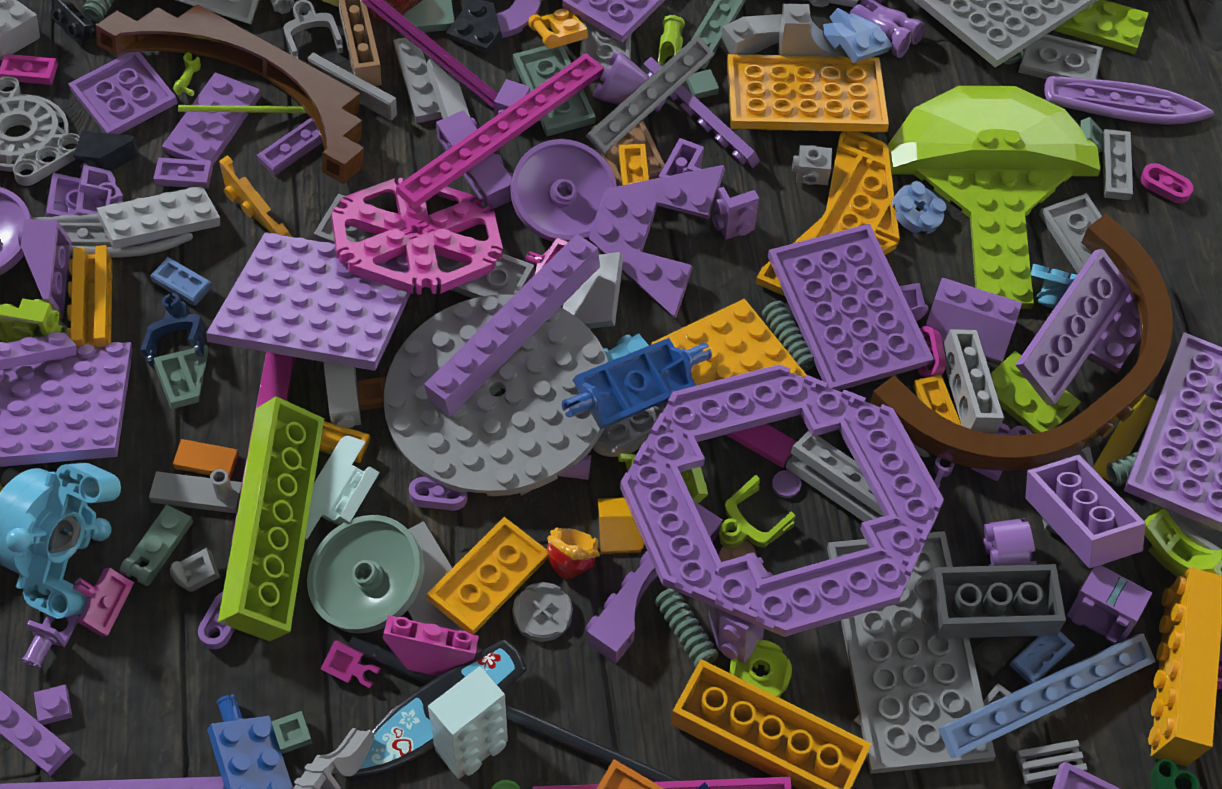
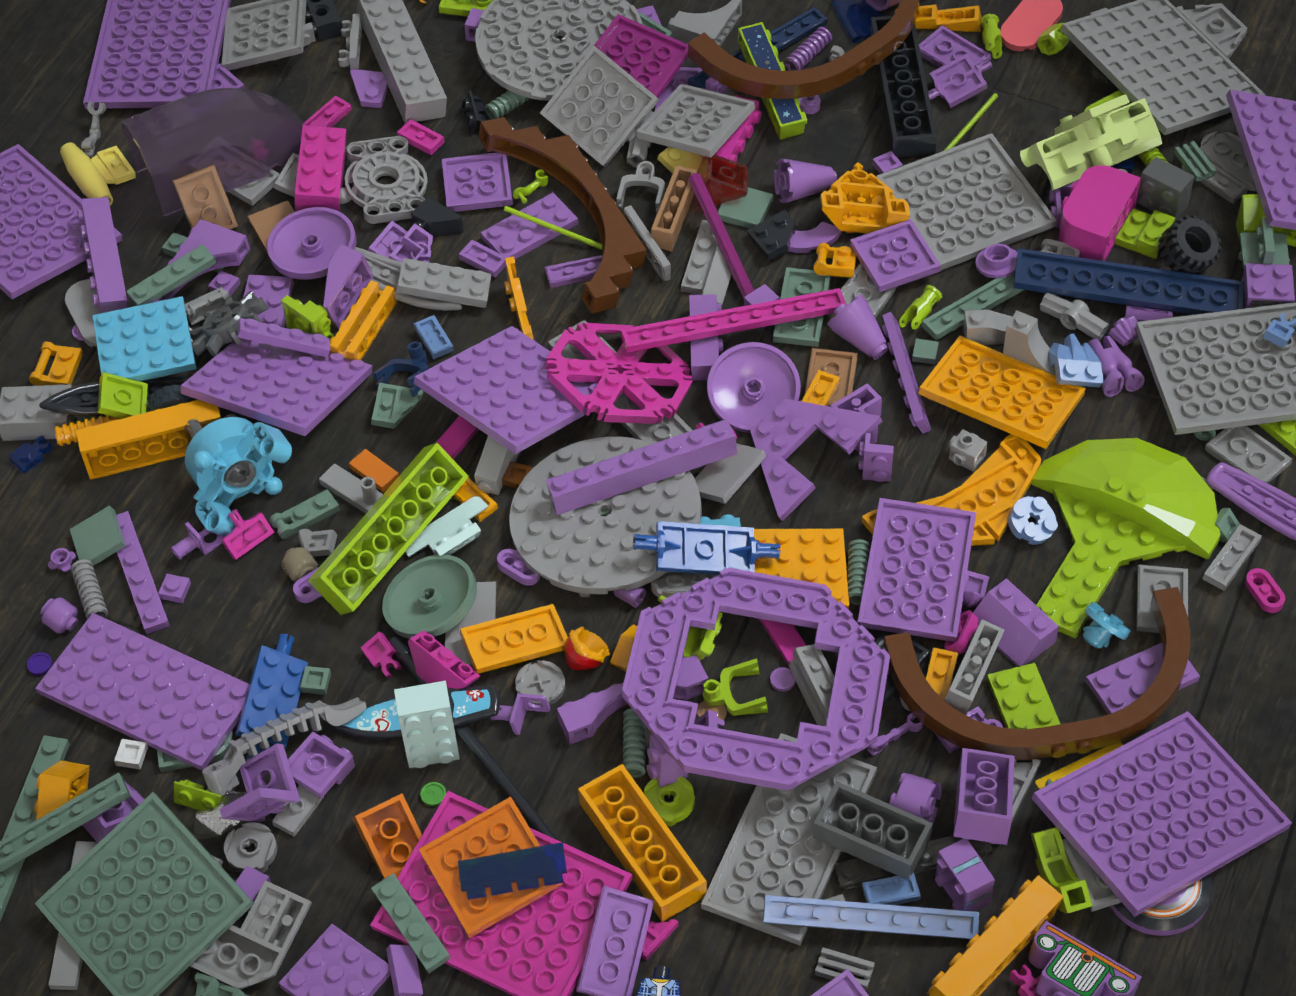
camera: 35 degrees right, 5 degrees down
(187, 606) = (298, 563): none -> dark tan head
(539, 659) = (517, 712): none -> medium lavender bracket
(650, 95) = (868, 340): light grey tile -> none
(1074, 327) = (1087, 662): medium lavender plate -> none

